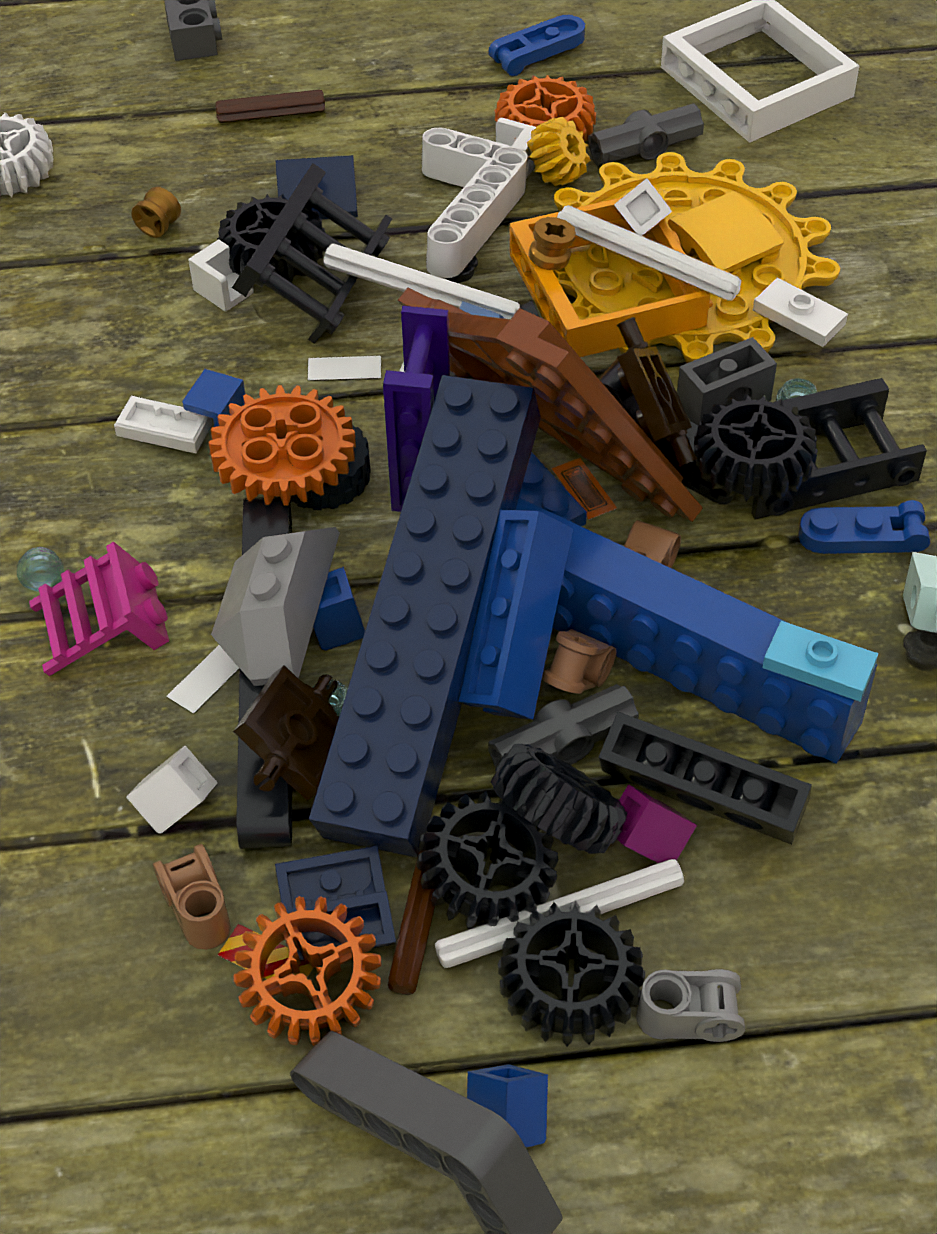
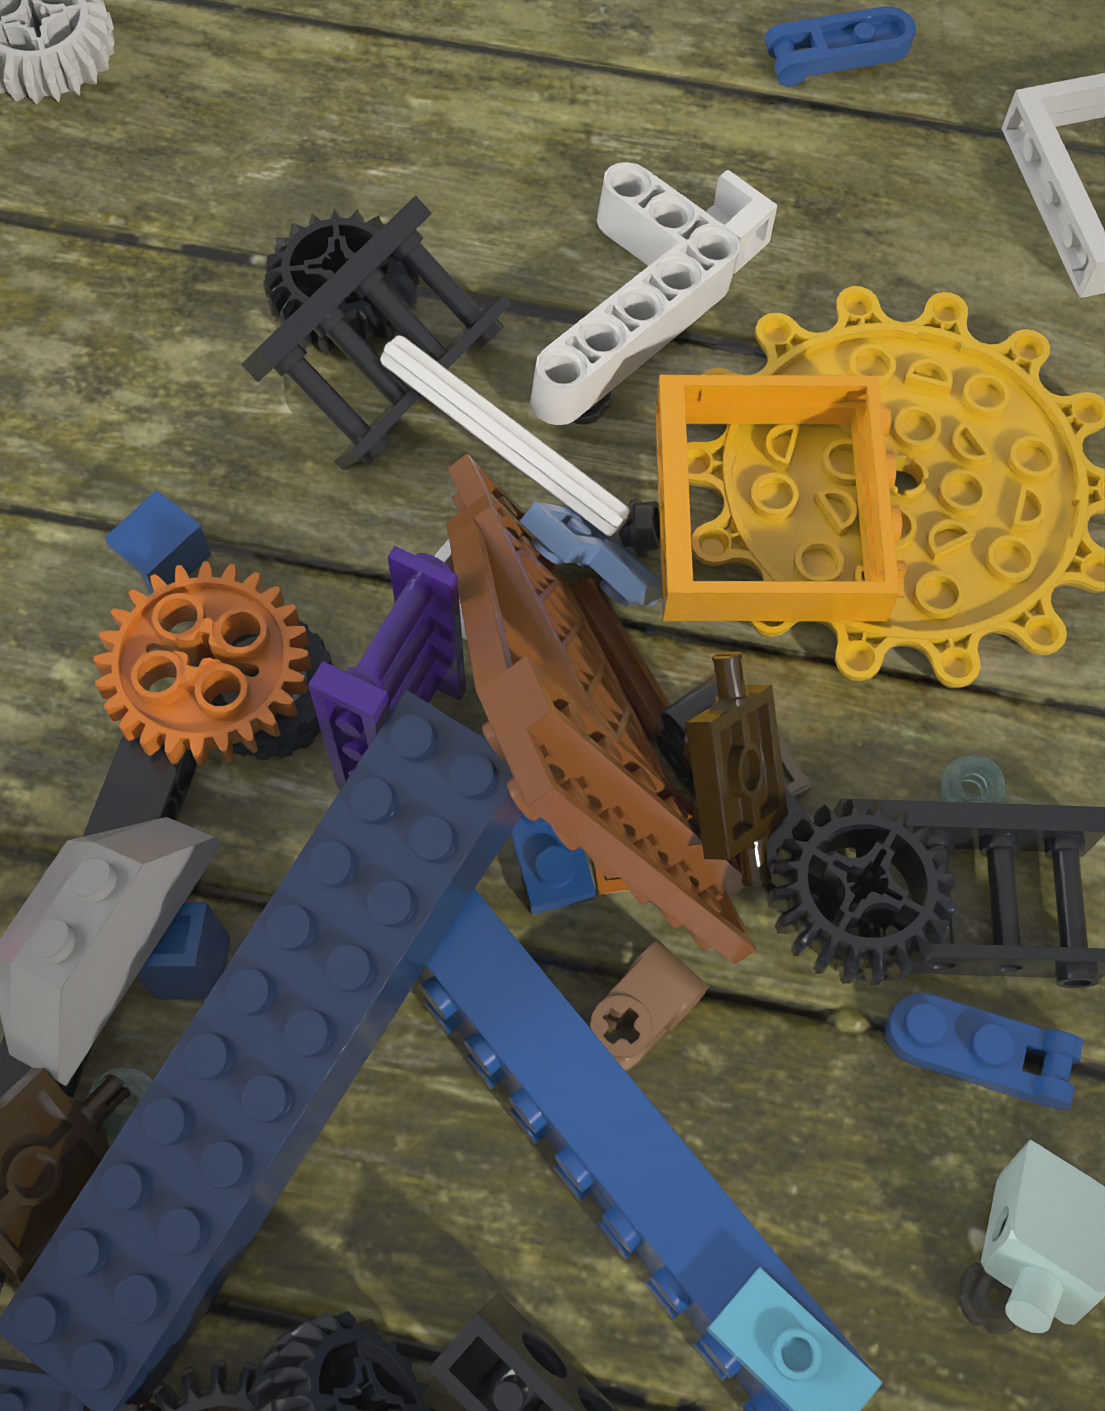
camera: 15 degrees right, 15 degrees up
(156, 212) = (206, 190): pearl gold wheel -> none
(162, 424) = (77, 552): white plate -> none
(213, 276) = (243, 316): white panel -> none
(270, 106) = (430, 48): reddish brown axle -> none
(336, 184) = (461, 204): dark blue slope -> none
(344, 368) = (364, 523): white sticker -> none
(516, 614) = (388, 1104): blue brick -> none
(547, 98) = (808, 170): orange gear -> none
(552, 243) = (691, 452): pearl gold wheel -> none
(558, 151) = (789, 251): yellow gear -> none
(569, 728) = (415, 1270): dark grey piece -> none
(579, 662) = (473, 1168): medium nougat piece -> none
(643, 207) = (856, 412): white panel -> none
(645, 134) = (931, 249): dark grey piece -> none
(652, 254) = (837, 496): white axle -> none
(725, 374) = (873, 738): dark grey brick -> none
(726, 232) = (973, 470): yellow slope -> none
(800, 312) = (1030, 643): white plate -> none

